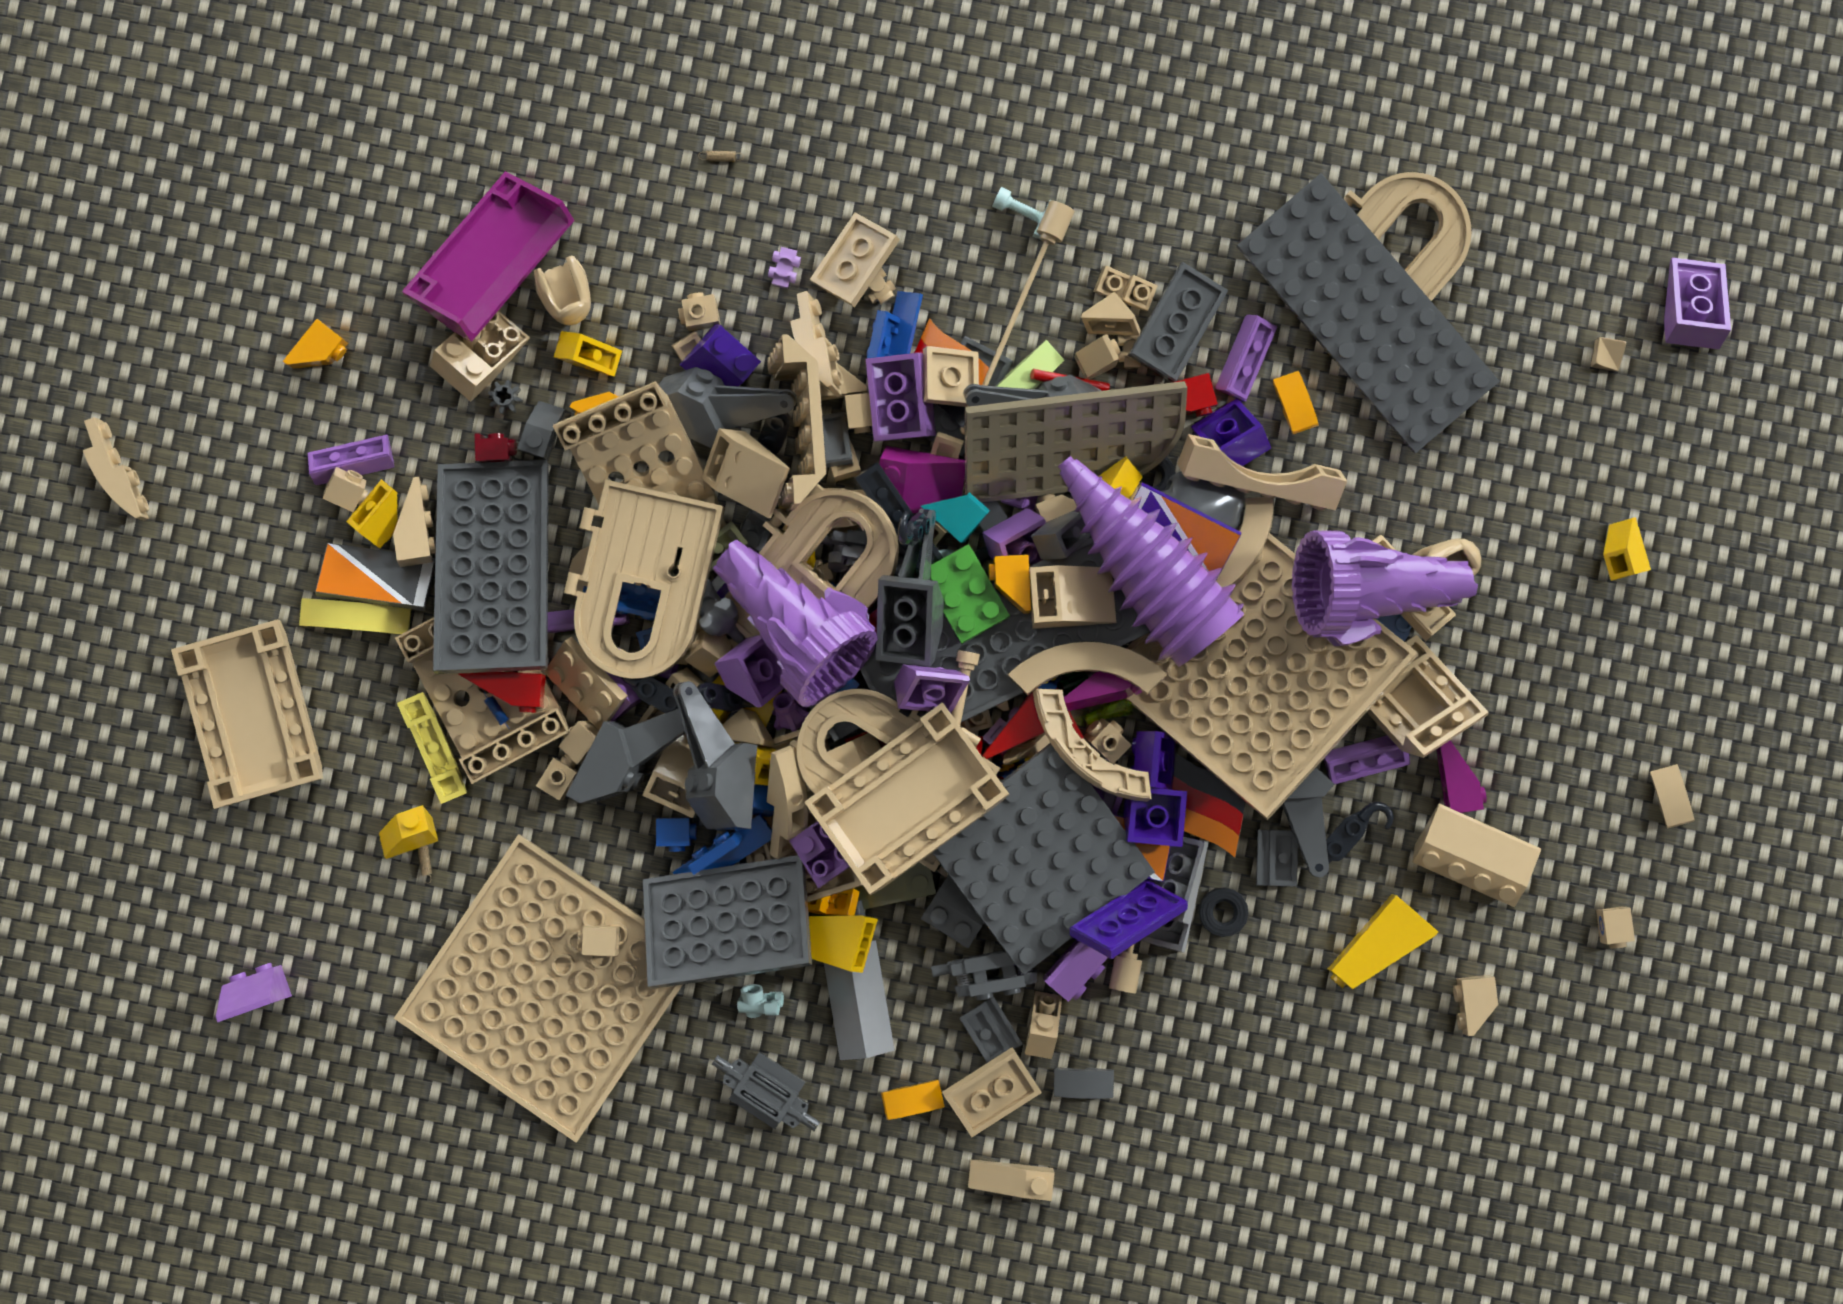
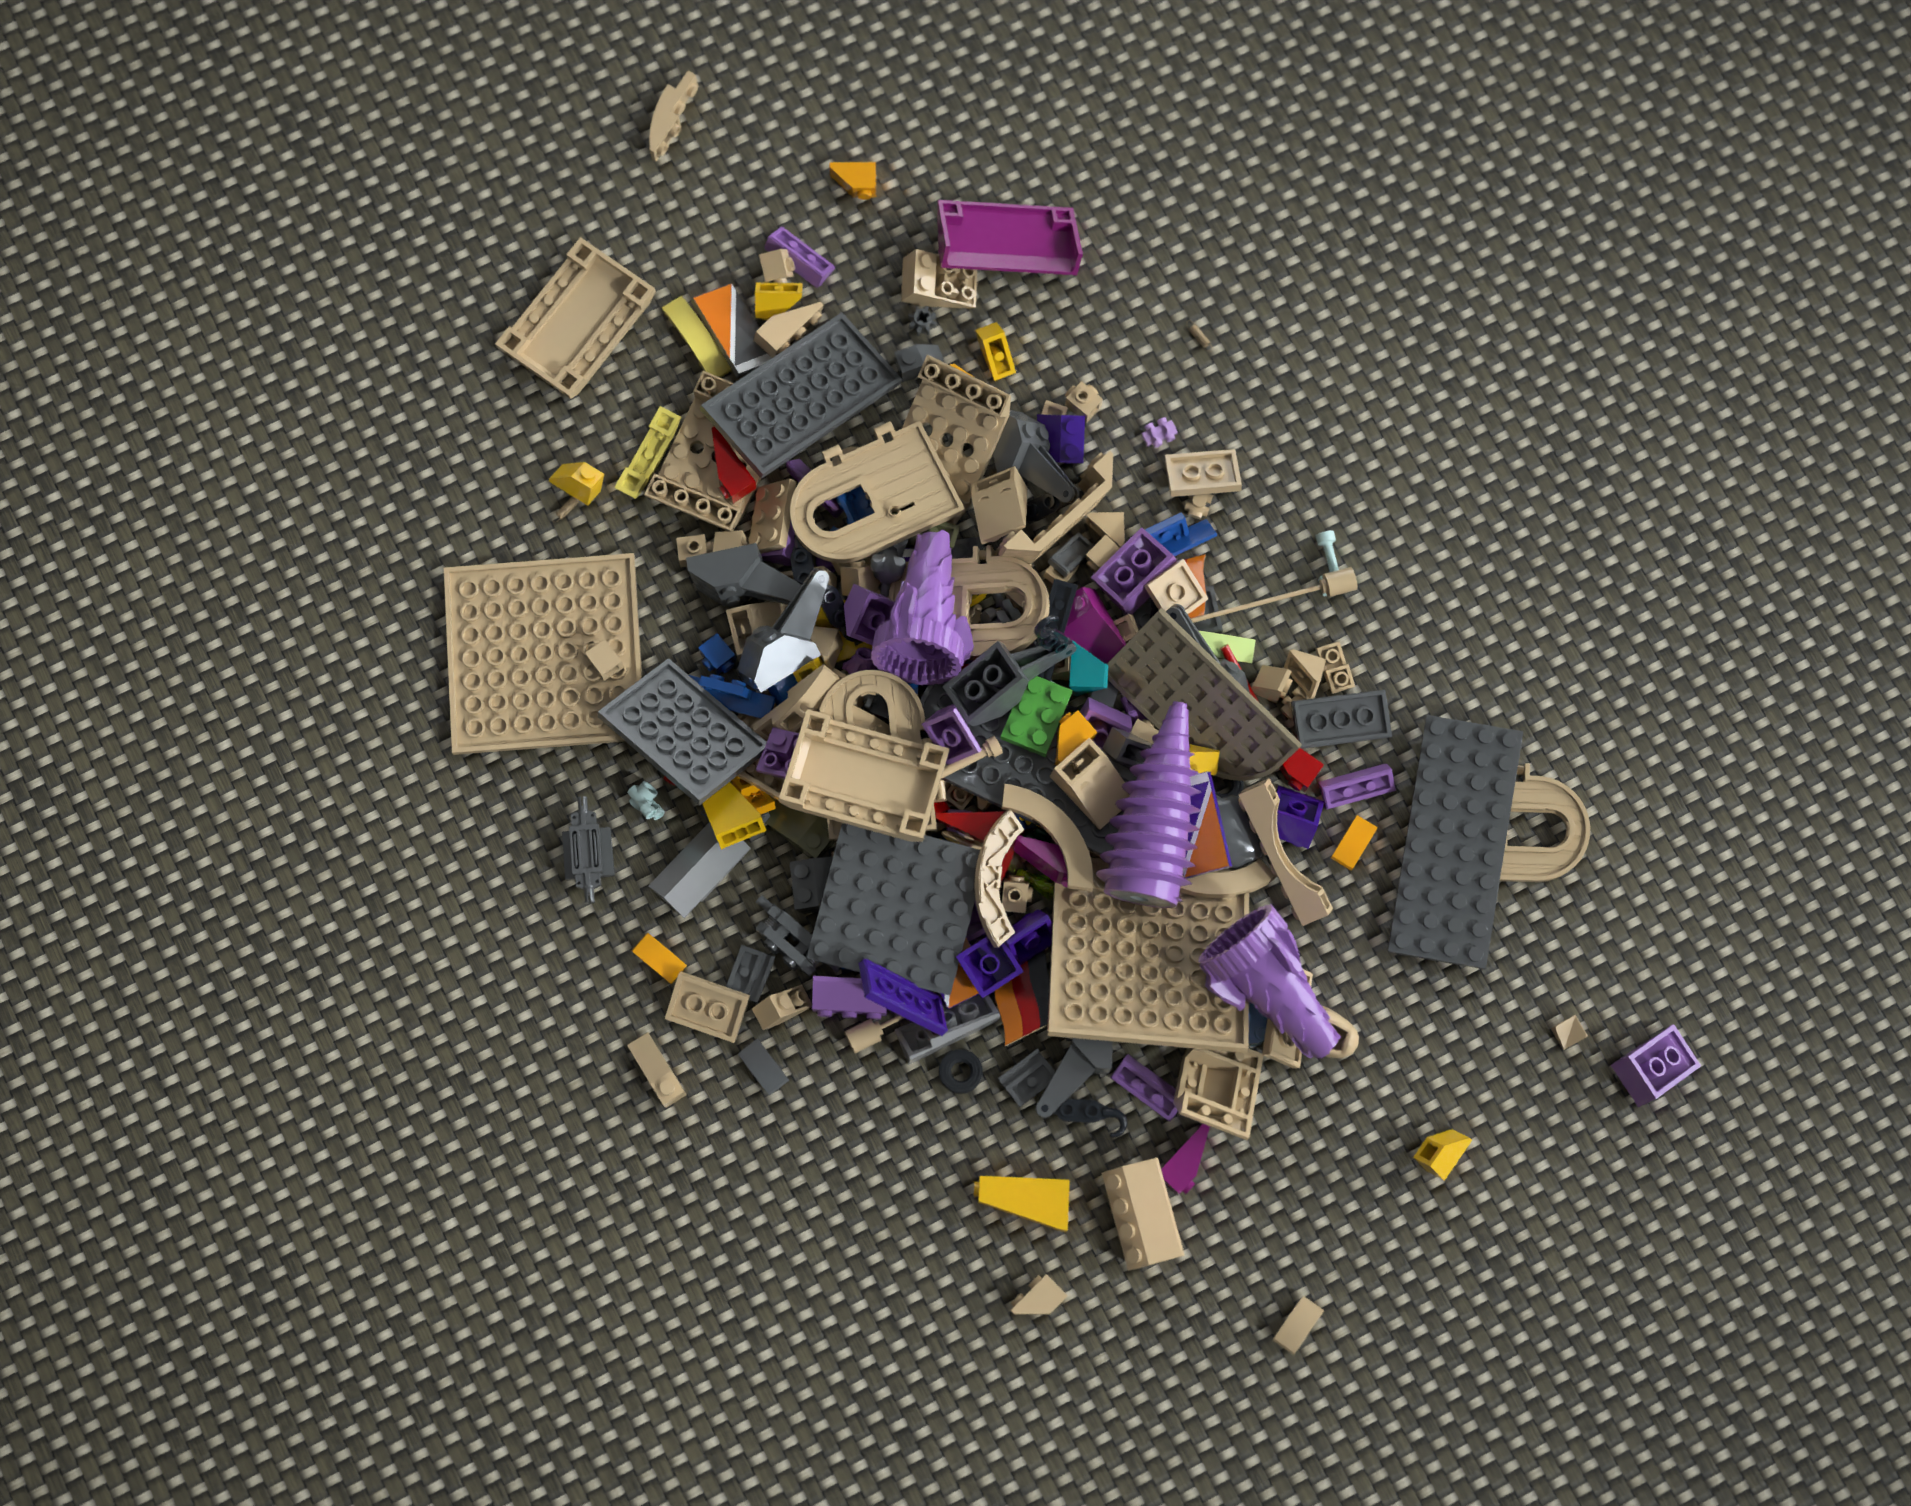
camera: 45 degrees right, 10 degrees down
(252, 991) = (389, 463): medium lavender slope -> none
(494, 448) = (881, 339): dark red brick -> none
(496, 710) = (707, 473): blue piece -> none
(564, 291) = (1024, 303): tan hair -> none
(811, 336) = (1124, 485): tan slope -> none
(1615, 926) = (1173, 1358): tan brick -> none

